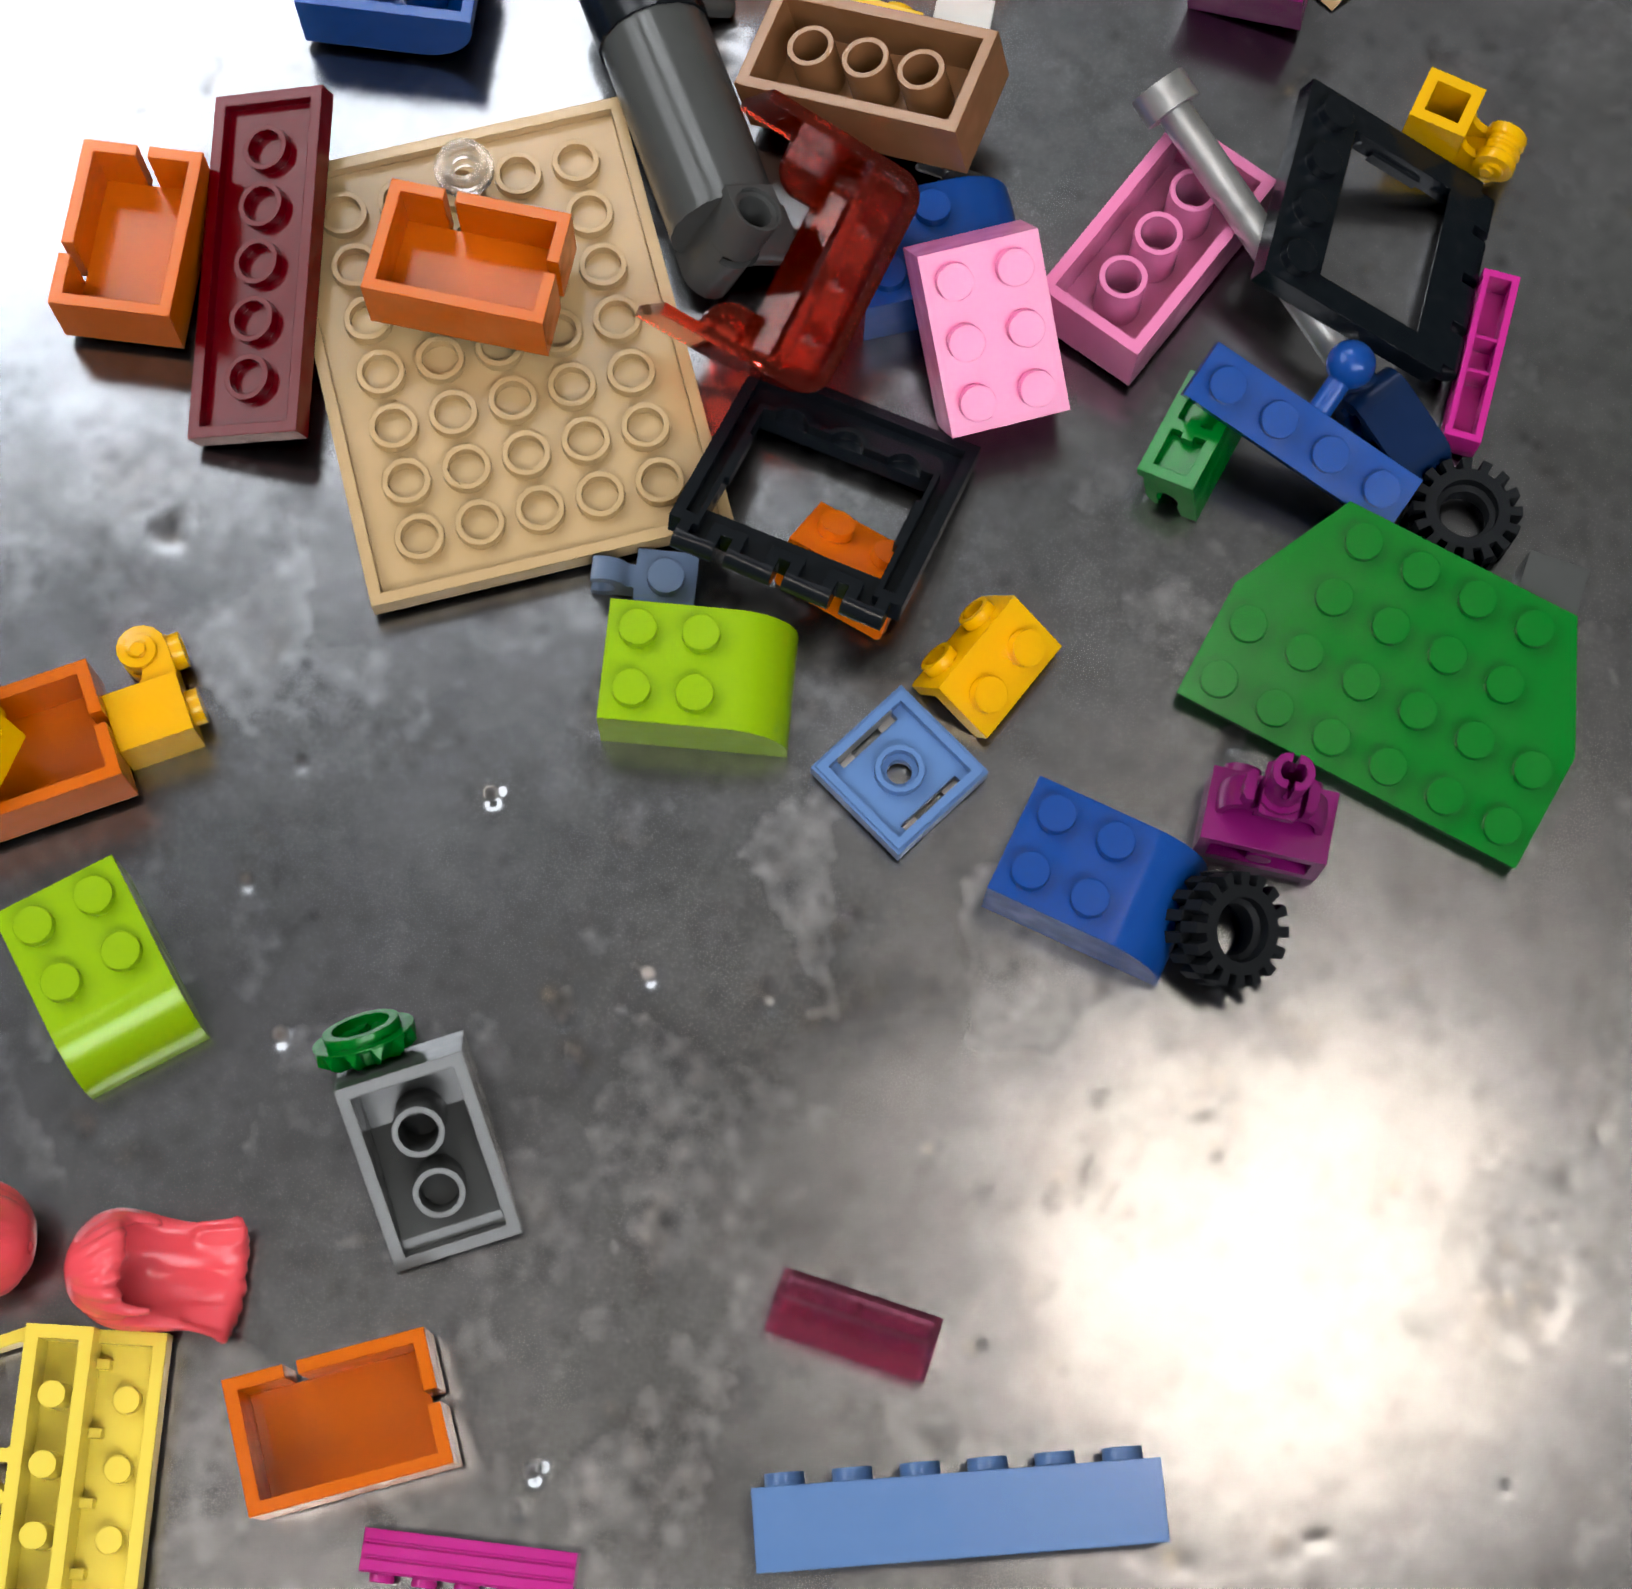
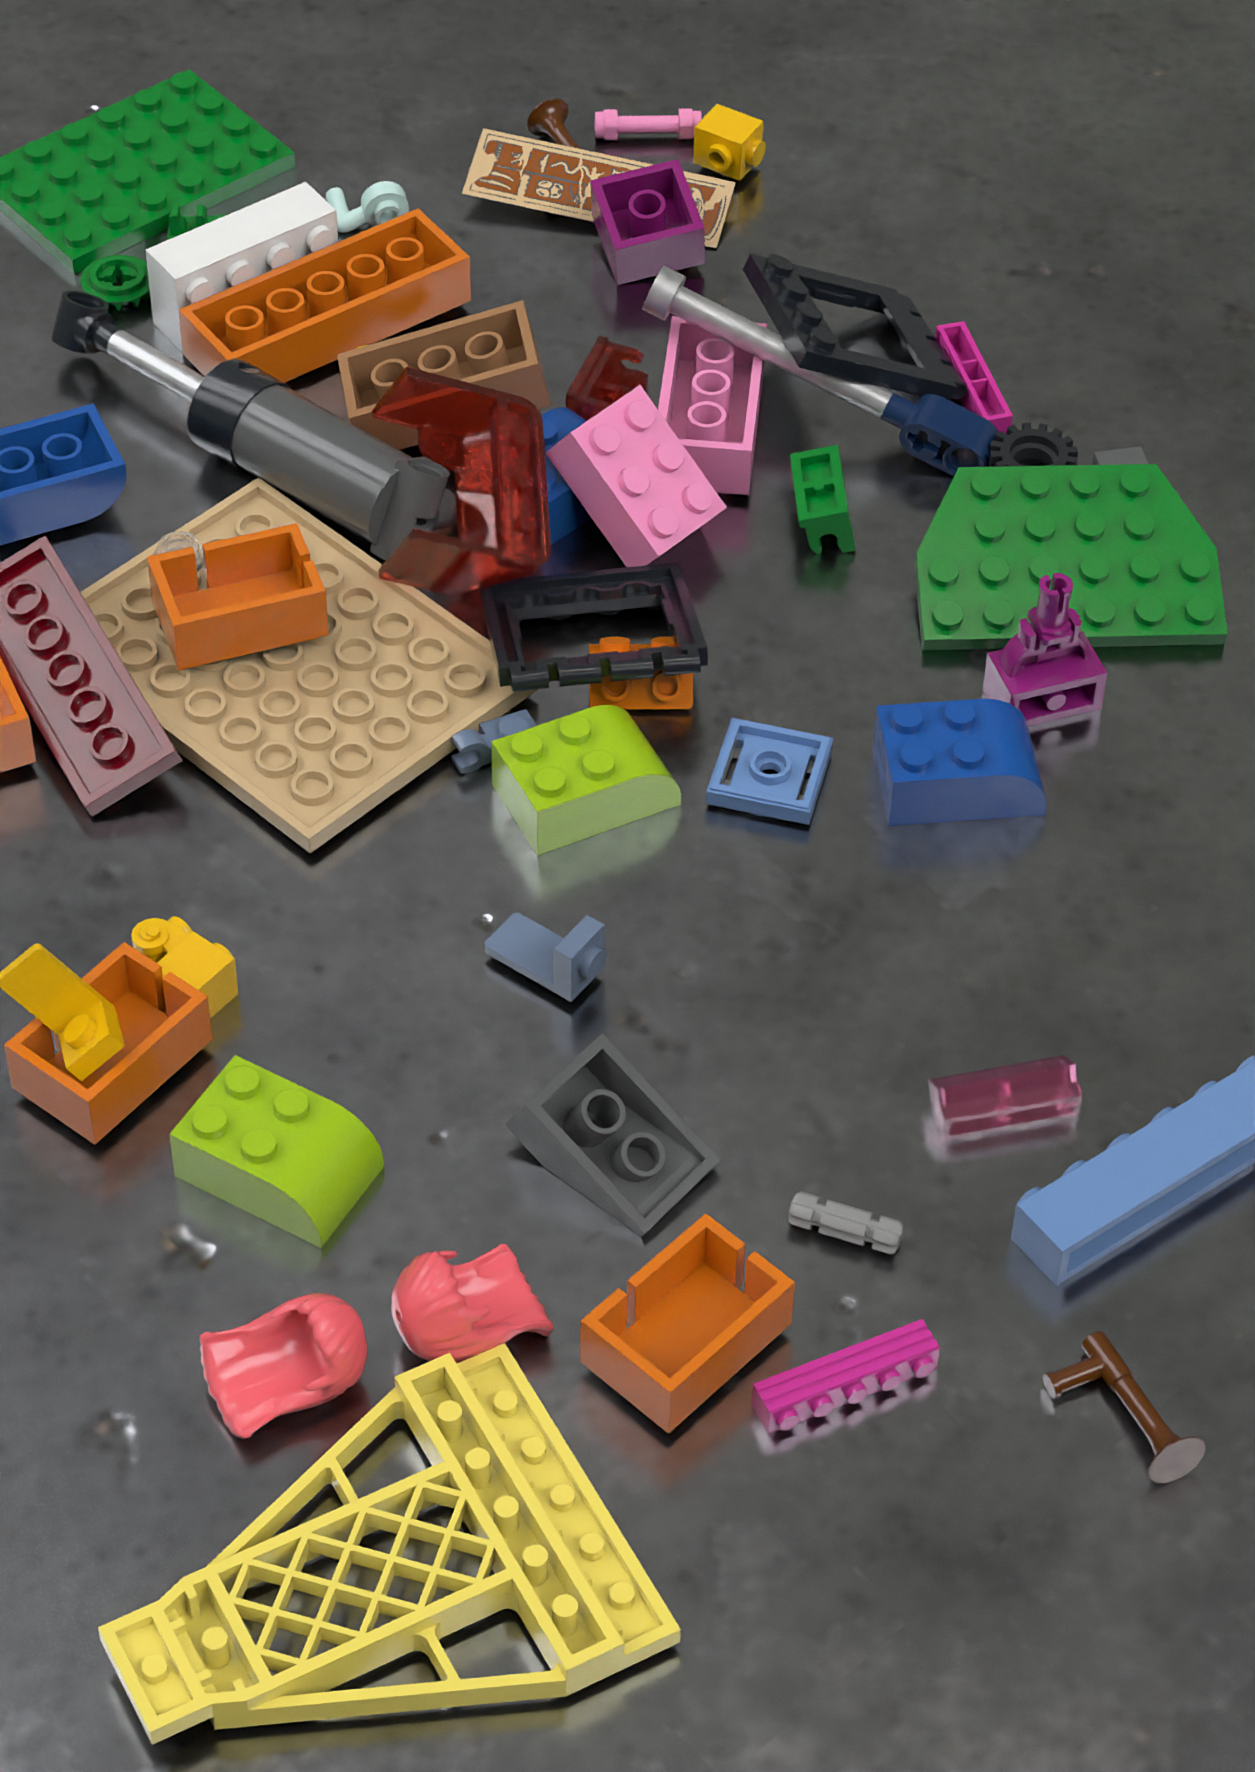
camera: 30 degrees left, 25 degrees down
(364, 1040) = (513, 1089): green gear -> none
(515, 881) = (545, 957): none -> sand blue bracket
(594, 1381) = (845, 1222): none -> light grey axle
(987, 662) = (780, 679): yellow bracket -> none
(1064, 162) = (604, 378): none -> clear red hinge
(1255, 928) = (1070, 741): black tyre -> none
(1303, 432) = (890, 447): blue plate -> none
(1448, 124) = (846, 253): yellow brick -> none

